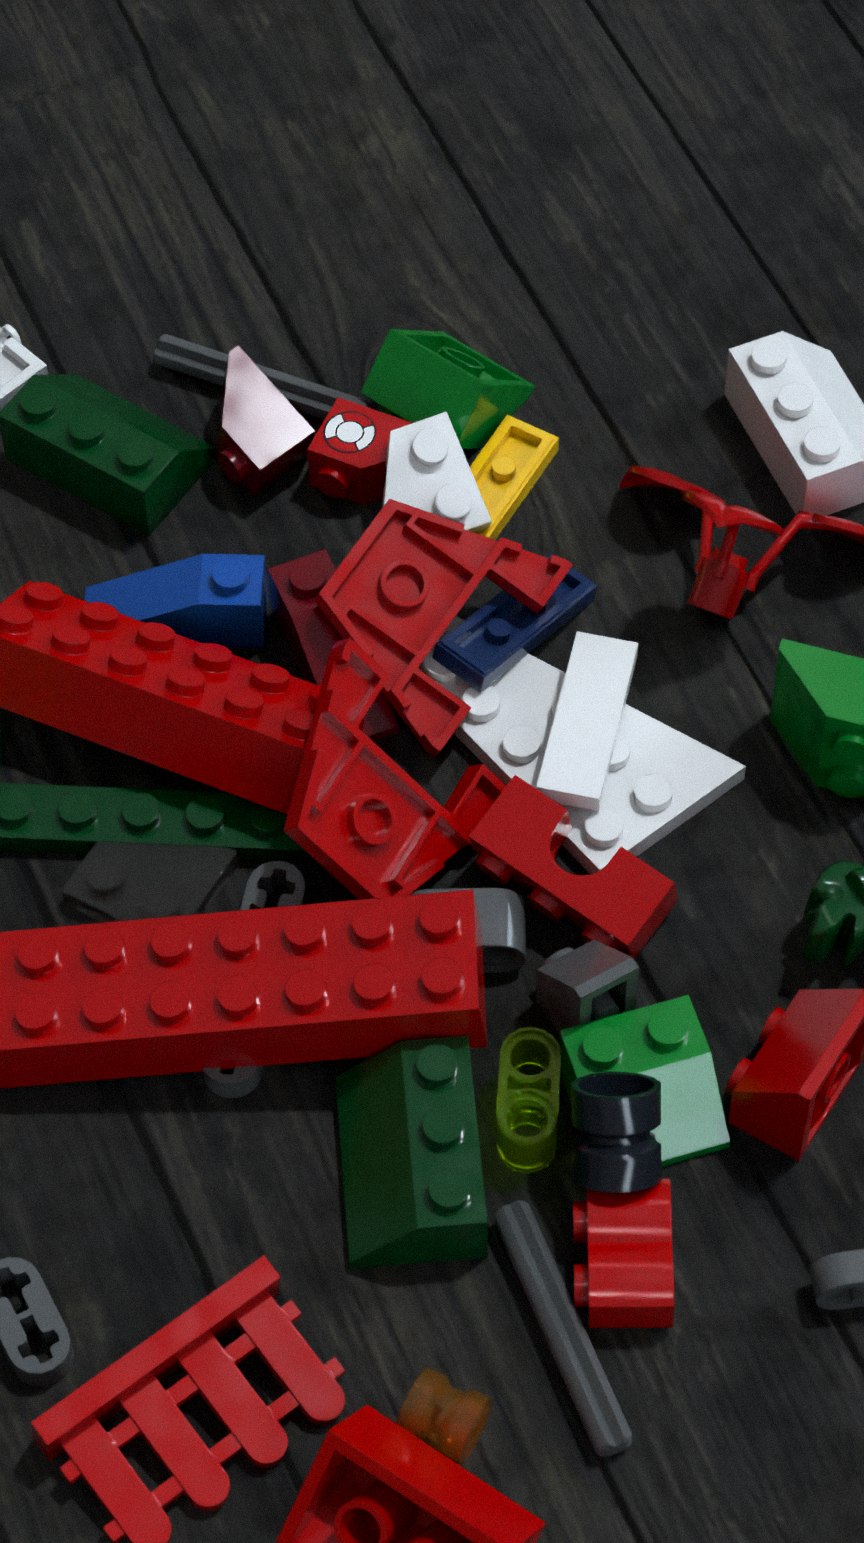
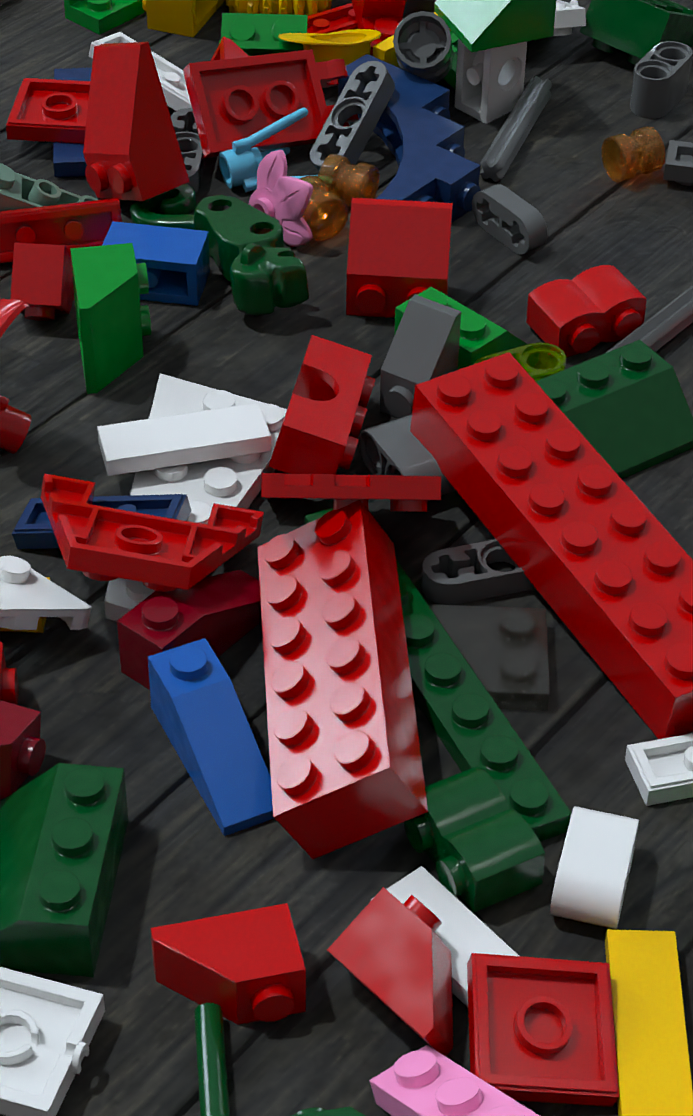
camera: 120 degrees left, 15 degrees down
(616, 1142) = (526, 302): black wheel -> none

